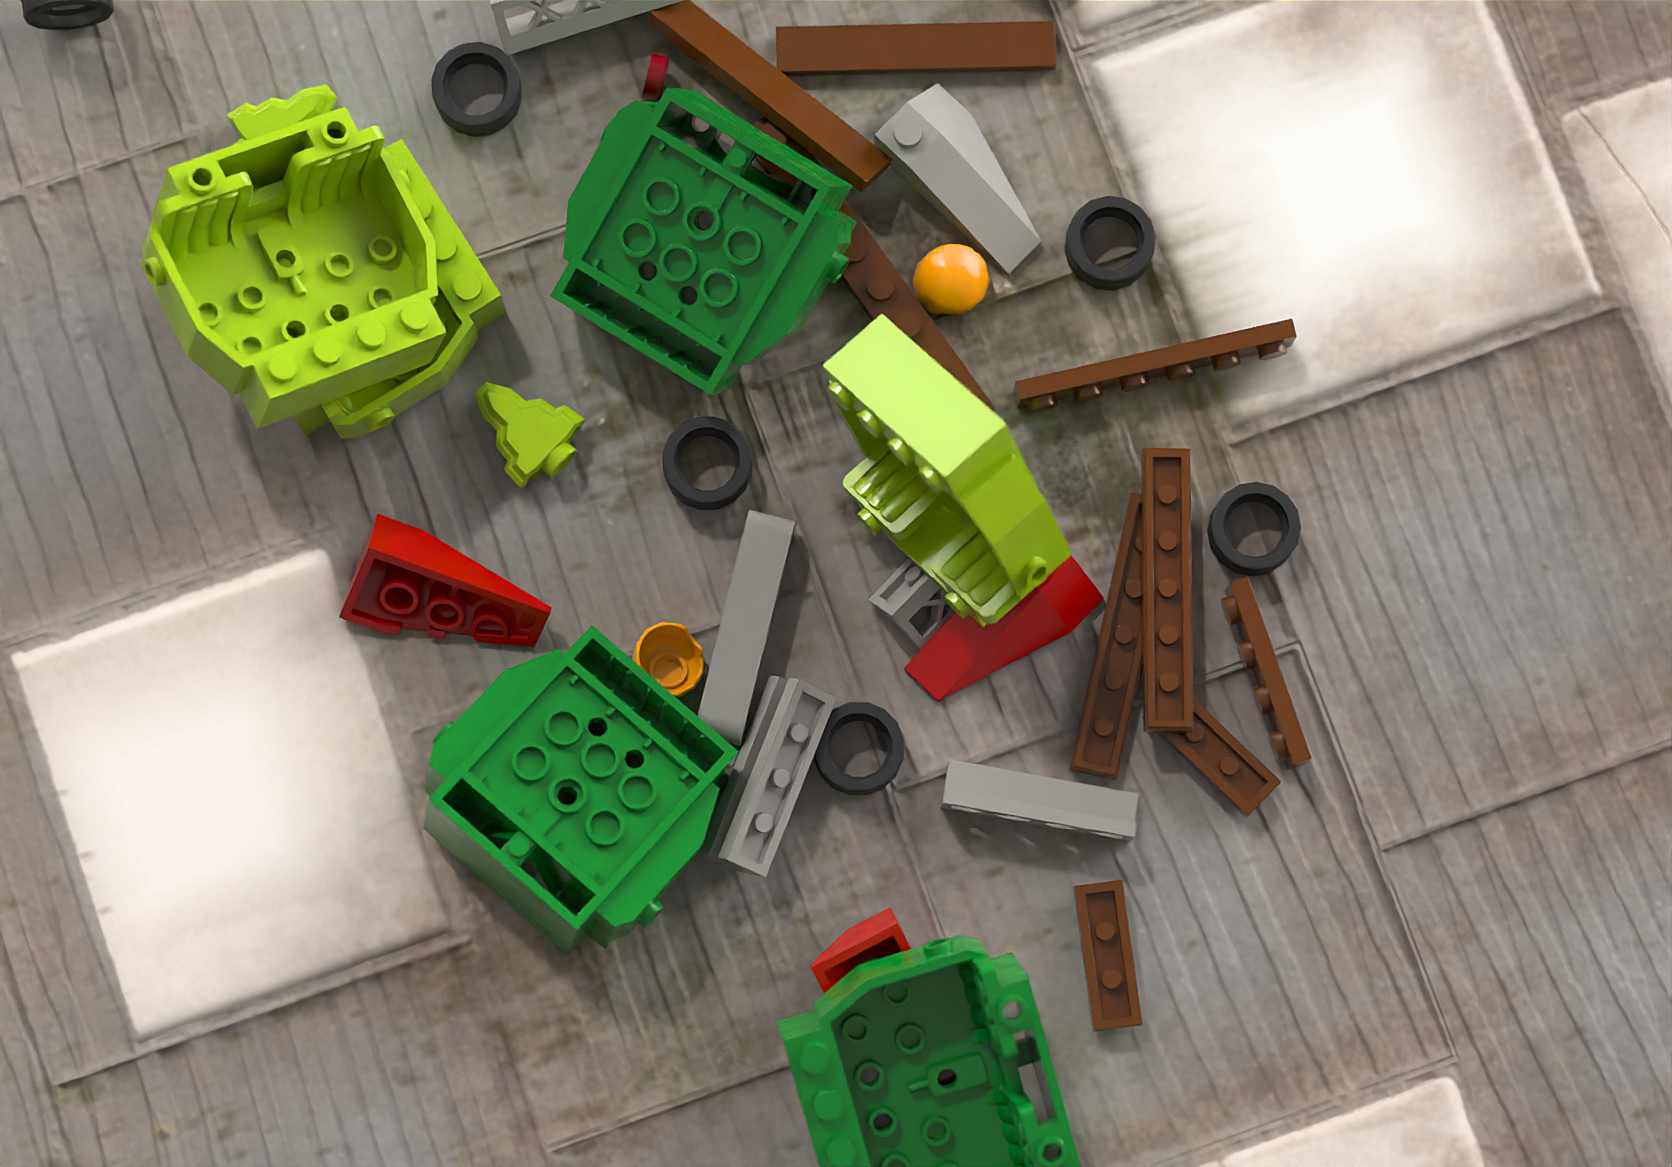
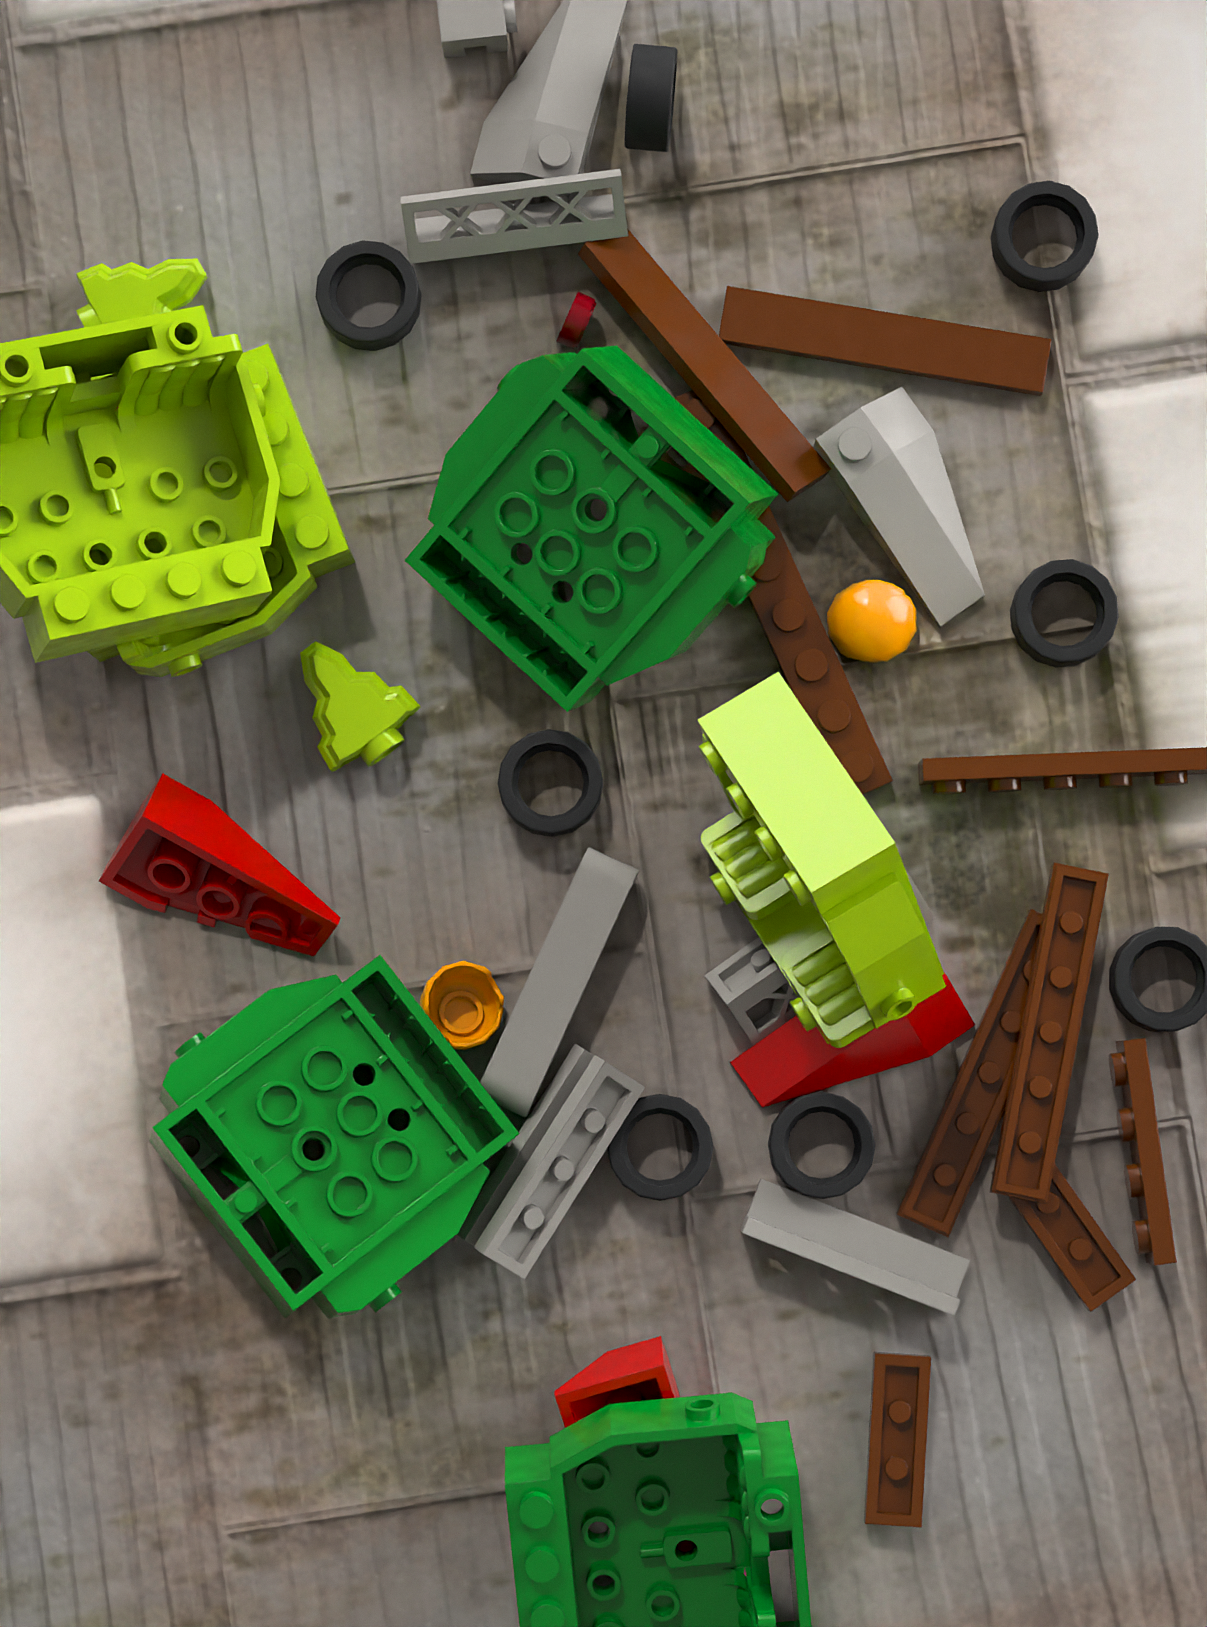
camera: 20 degrees right, 5 degrees up
(994, 685) = (862, 1154): none -> black tyre

